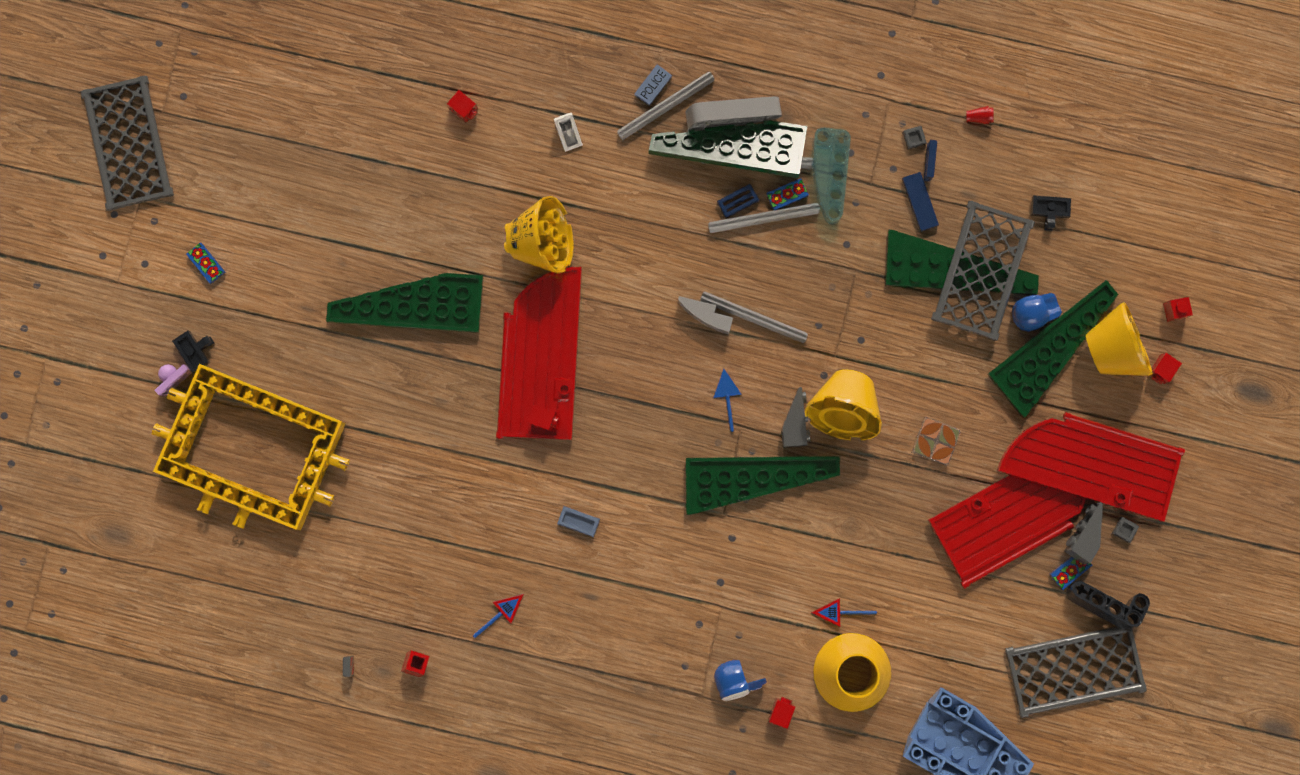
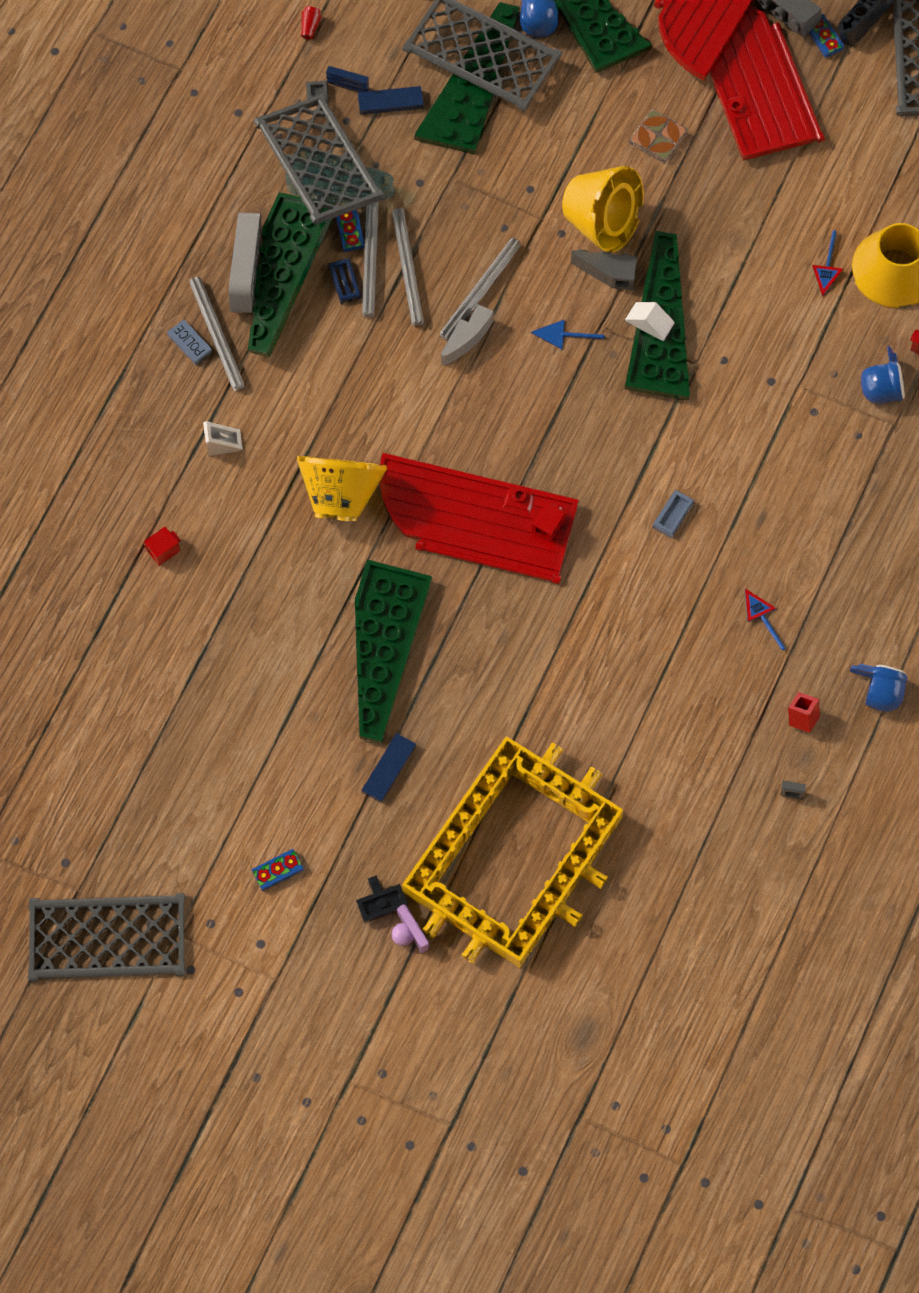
camera: 75 degrees left, 15 degrees down
(308, 332) = (388, 768): none -> dark blue tile
(452, 728) = (885, 688): none -> blue piece
(750, 467) = (651, 319): none -> white slope
(761, 251) = (407, 267): none -> light grey axle
(892, 149) = (340, 141): none -> dark grey door

